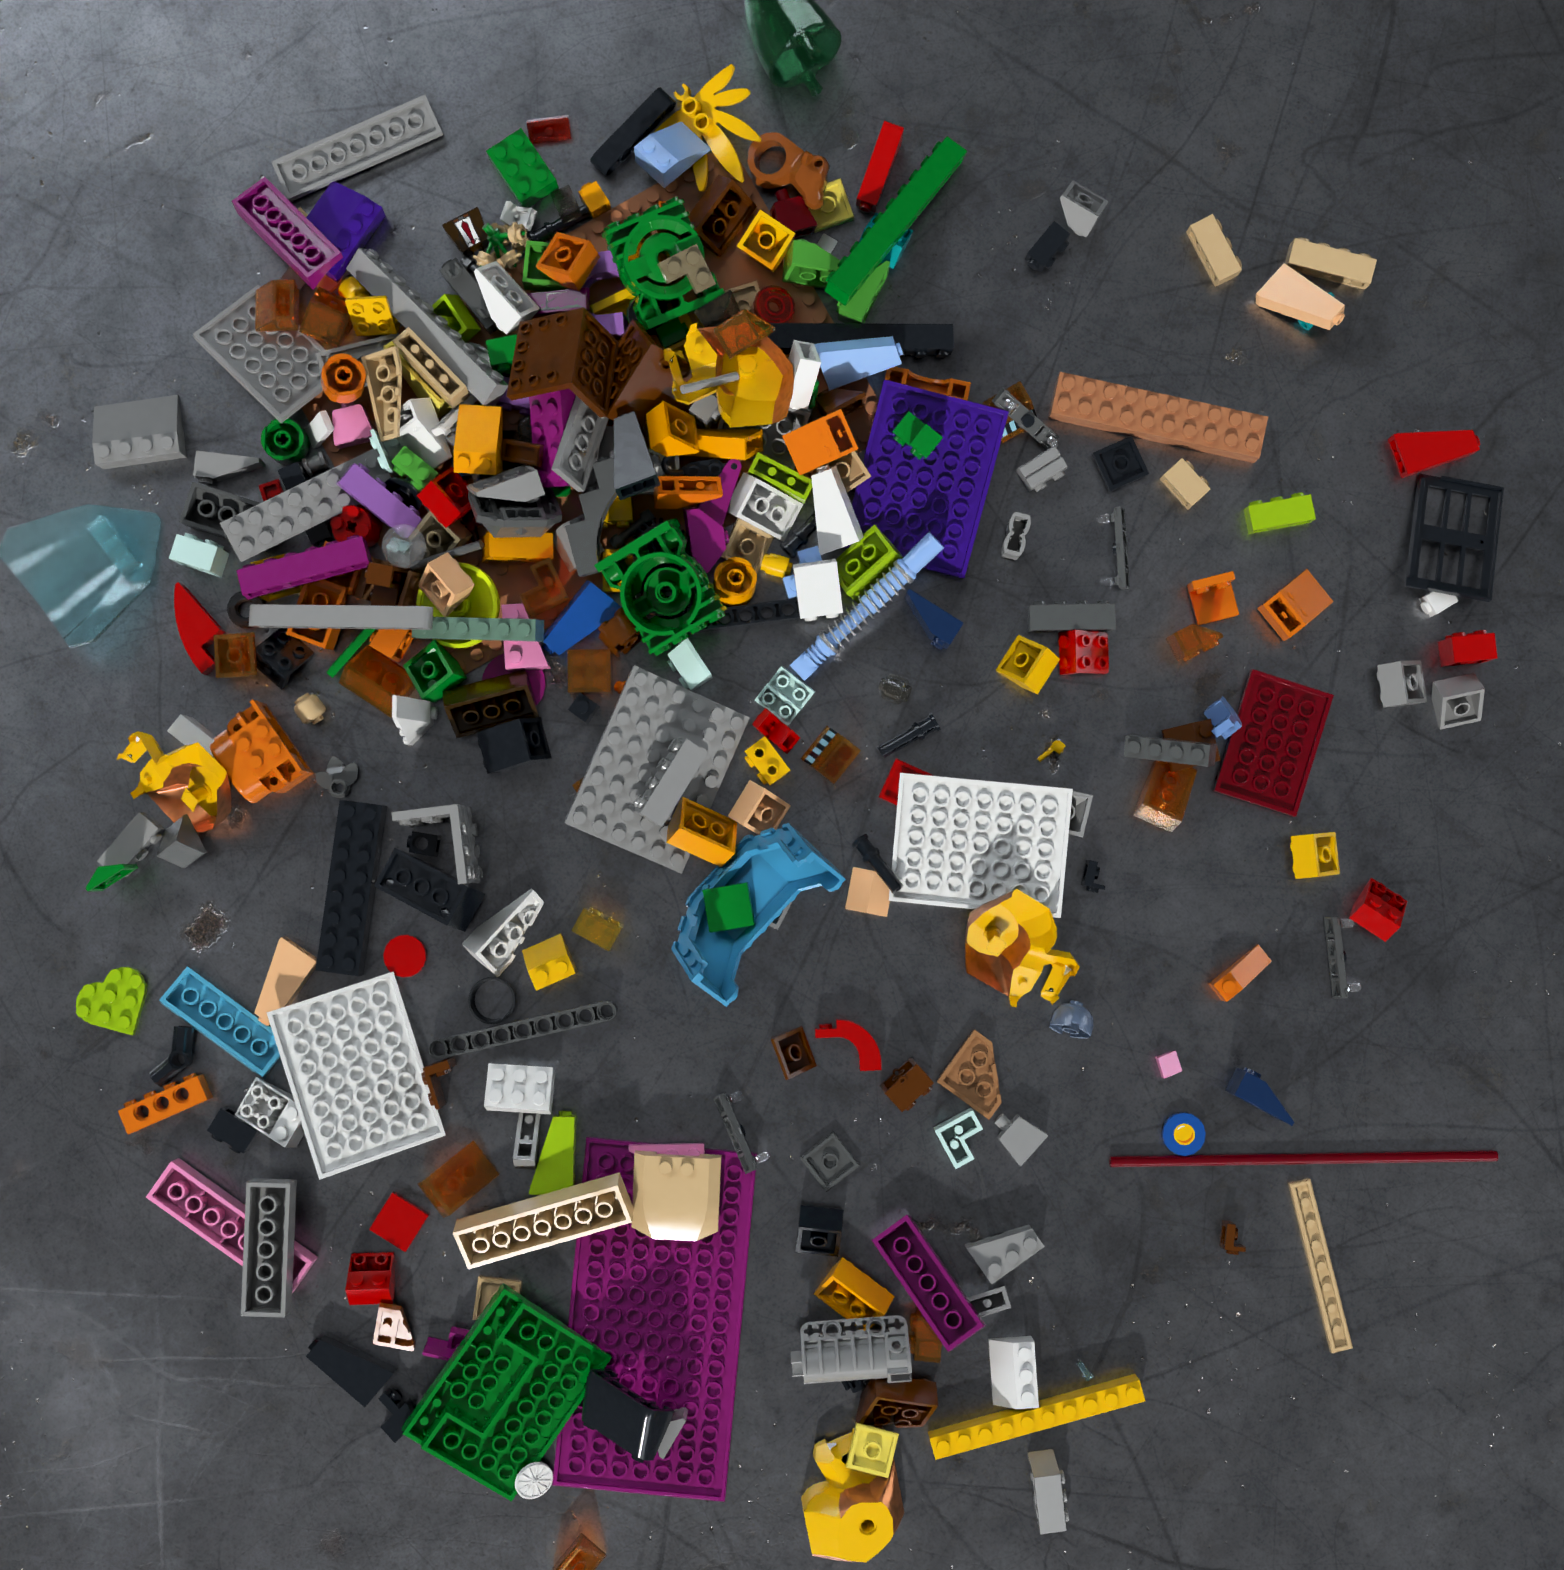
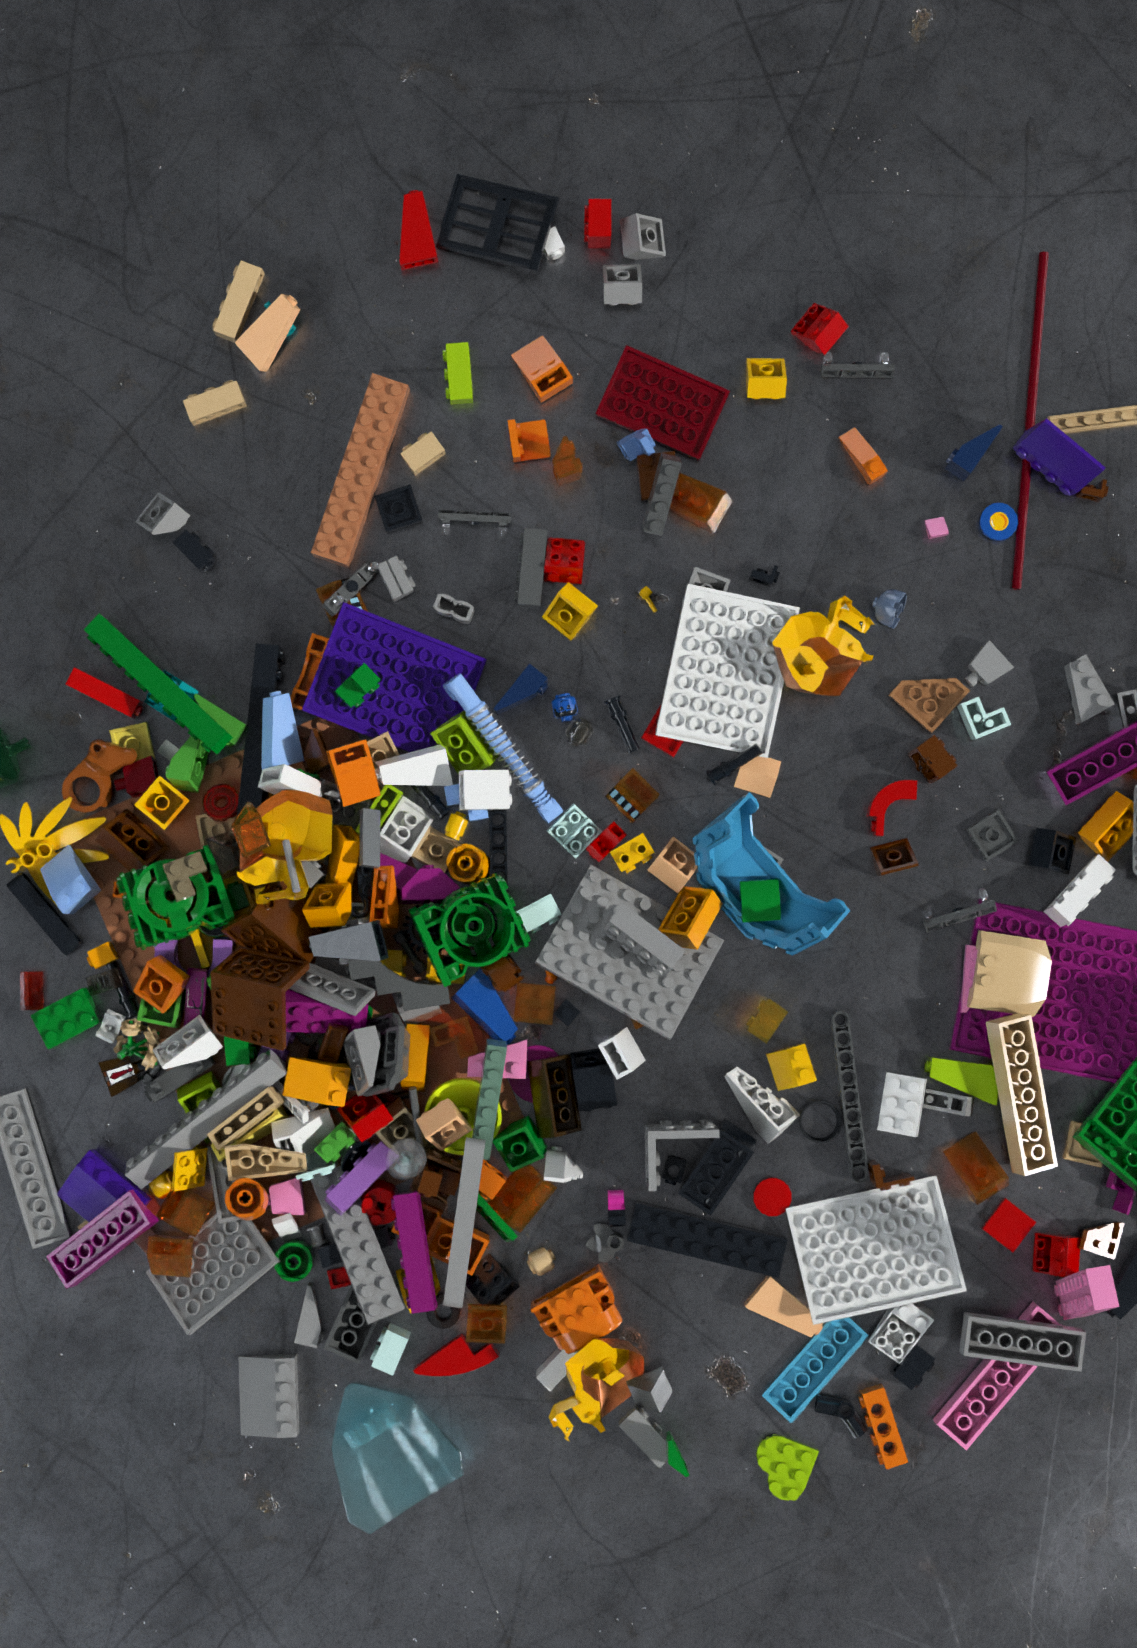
camera: 90 degrees left, 0 degrees up
(324, 1312) = (1086, 1293): none -> bright pink brick
(375, 785) = (616, 1208): none -> leg
(544, 771) = (621, 1053): none -> white brick
(750, 467) = (369, 838): none -> tile
(777, 1266) = (1080, 891): none -> white wedge
(920, 670) = (564, 707): none -> blue head
(1264, 1192) = (1057, 457): none -> dark purple slope

